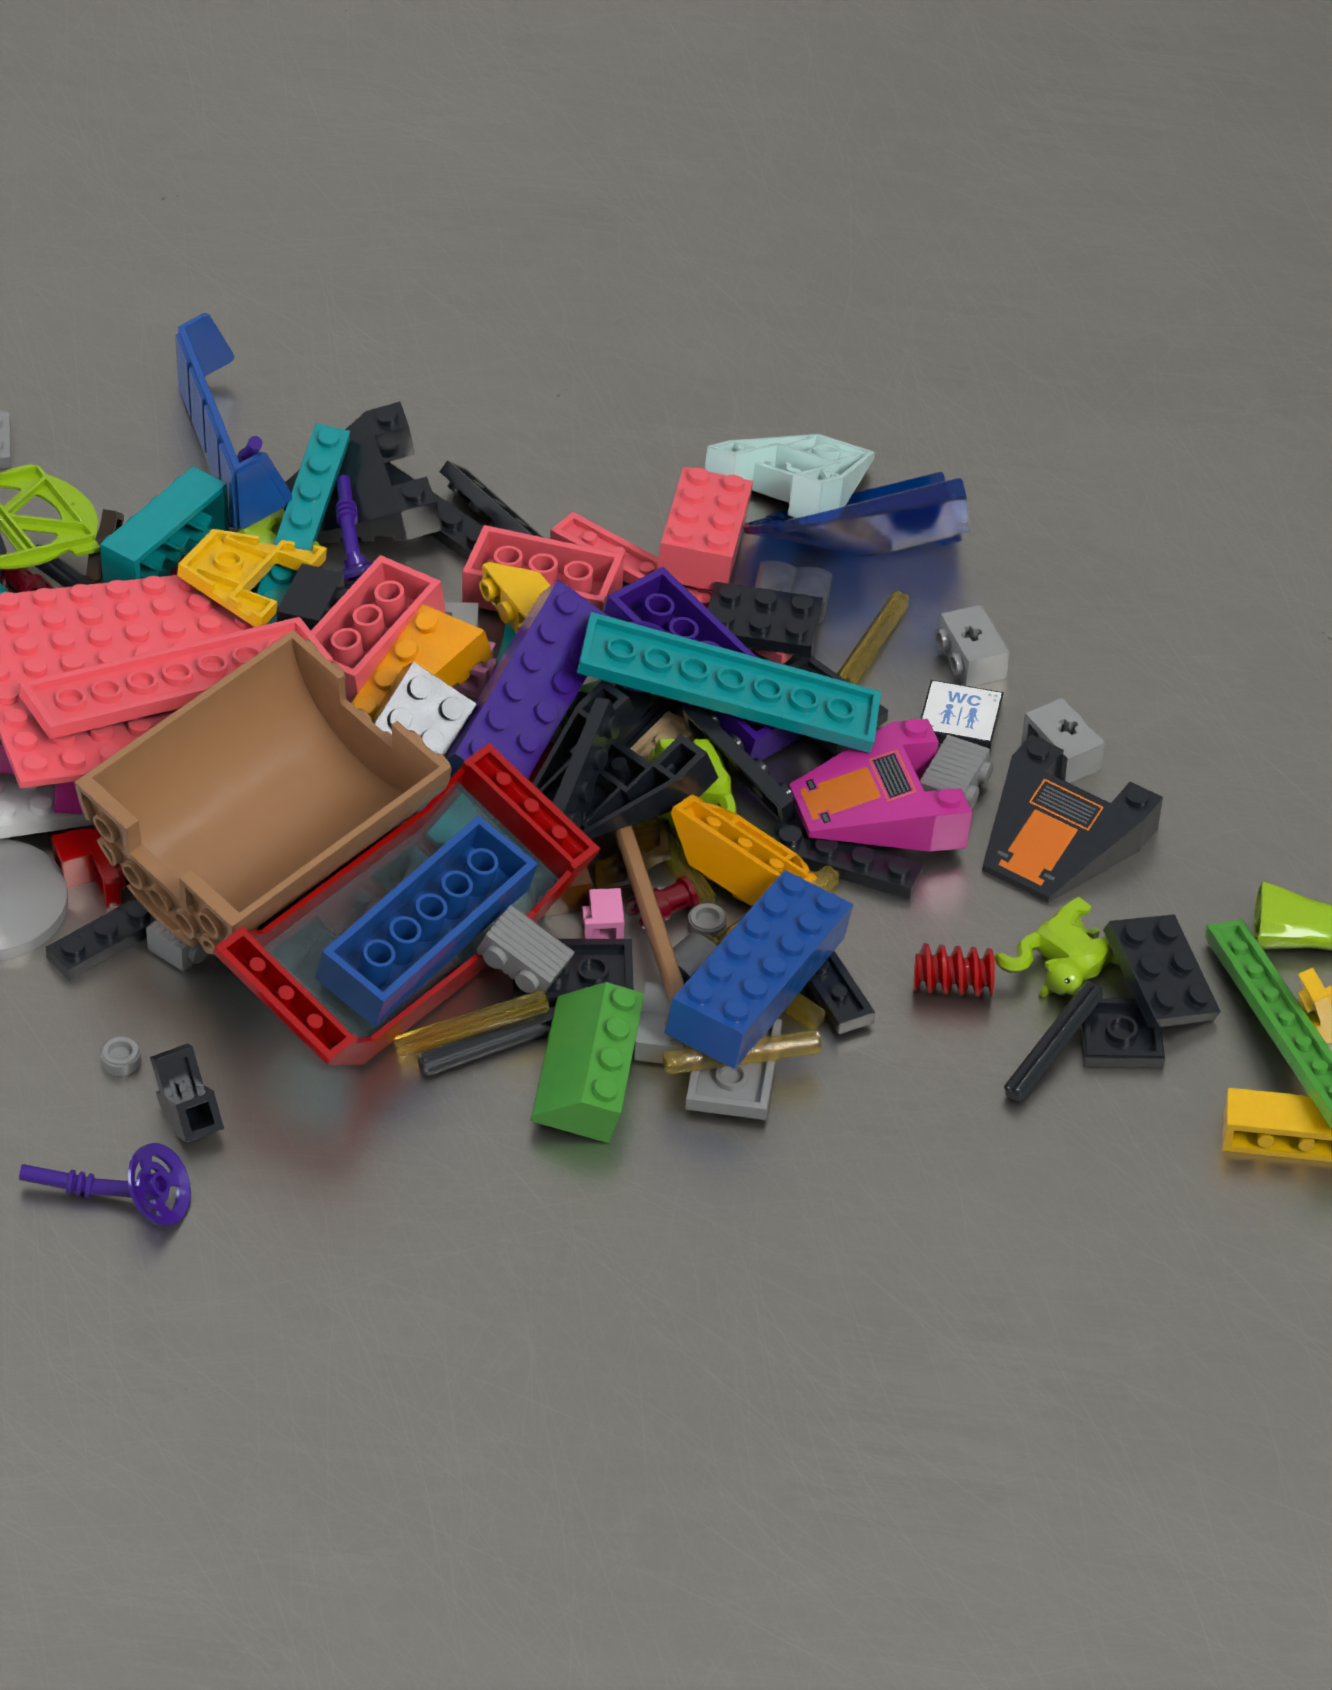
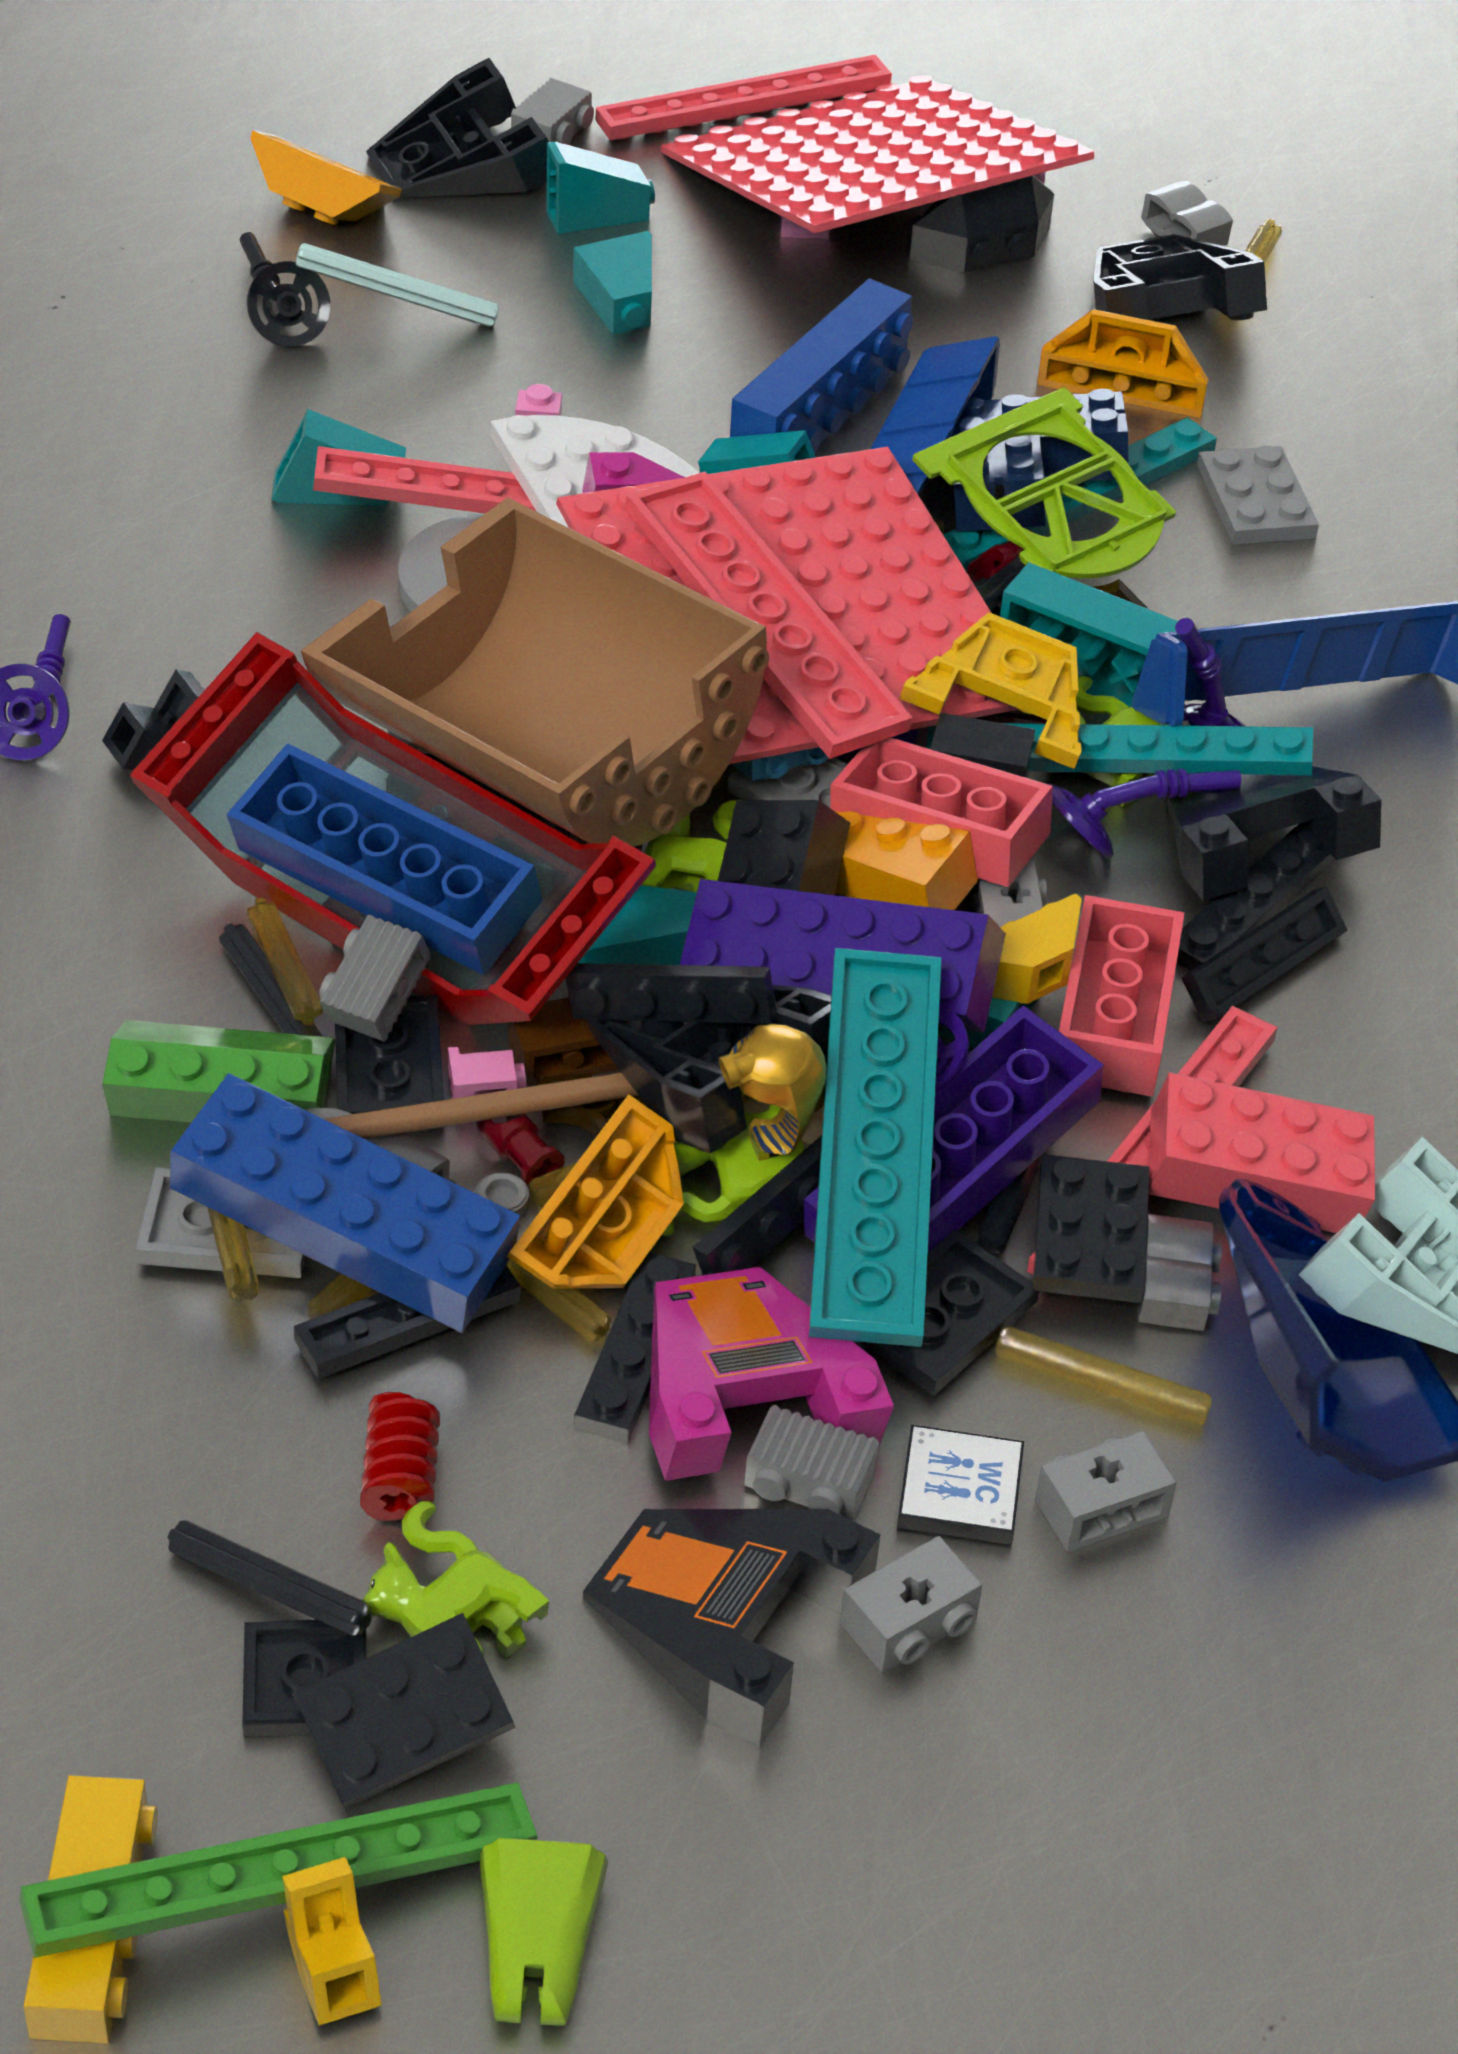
camera: 85 degrees right, 0 degrees up
(684, 705) = (782, 1070): none -> pearl gold piece

